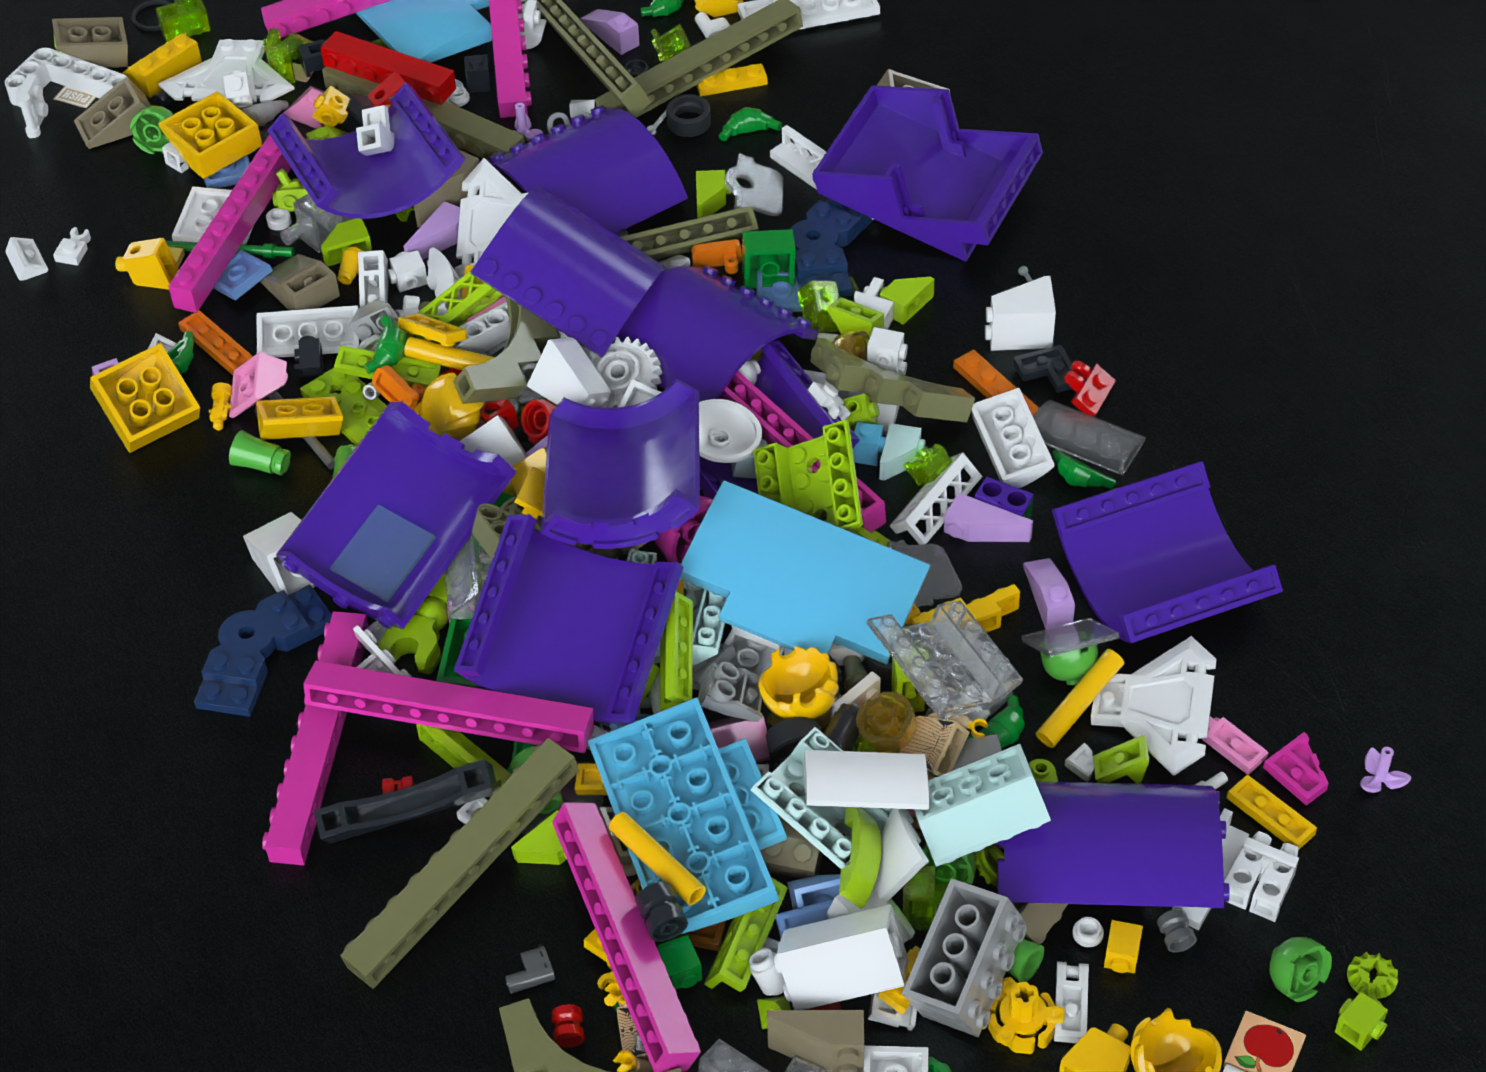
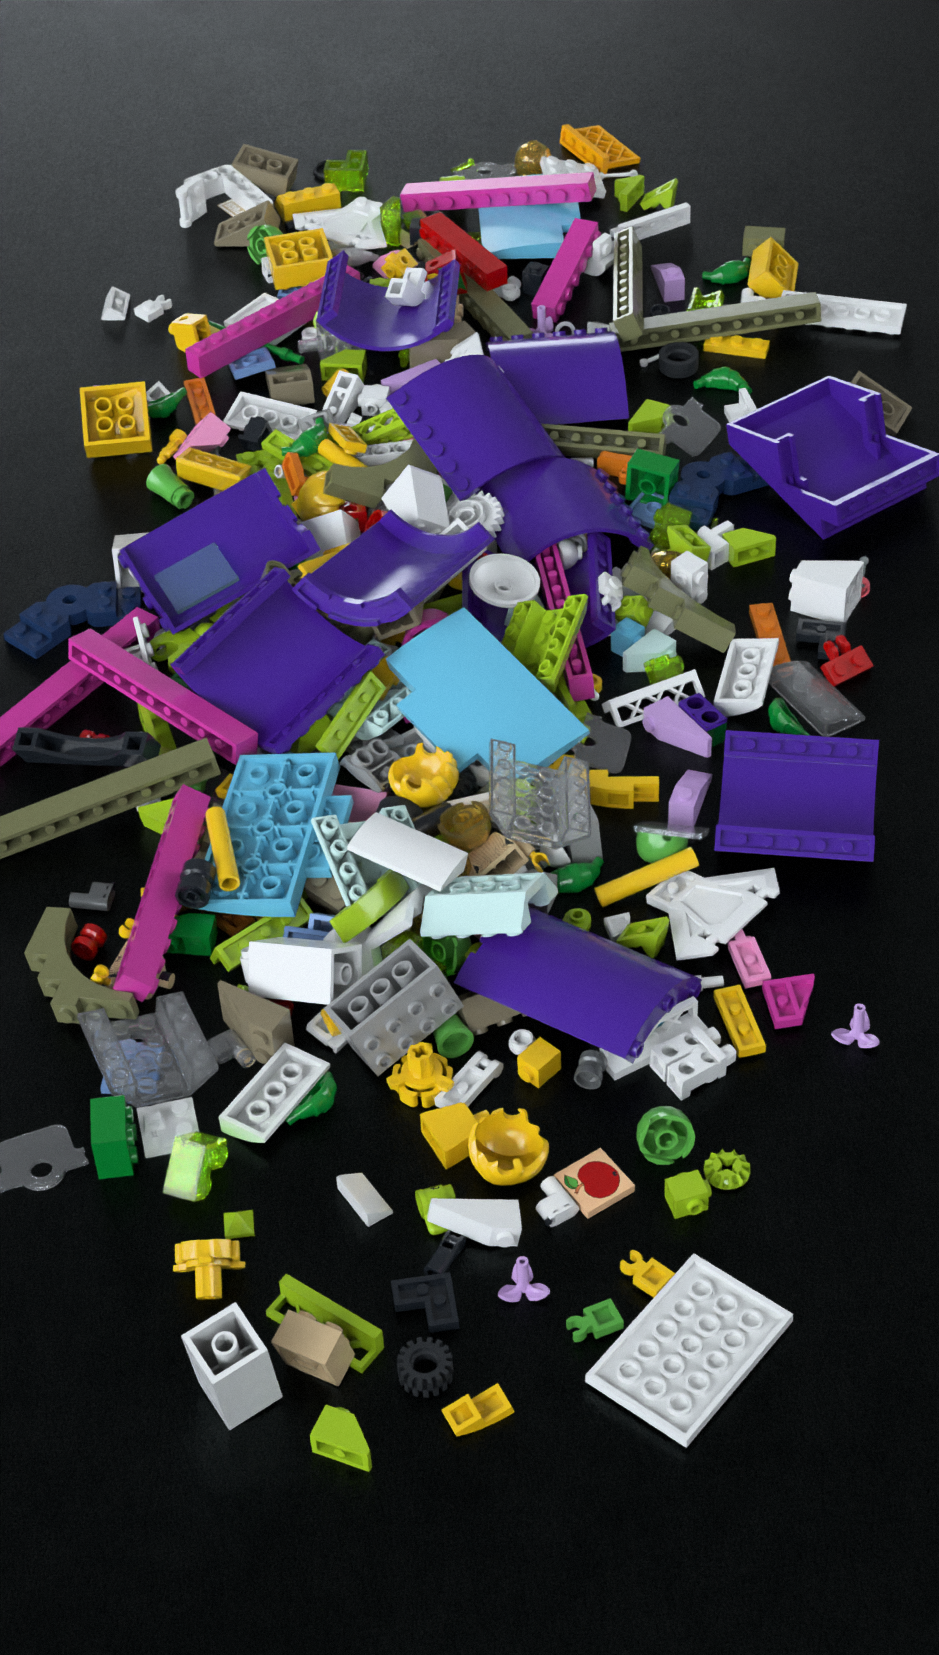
camera: 30 degrees right, 5 degrees down
(240, 89) = (341, 232): white brick -> none

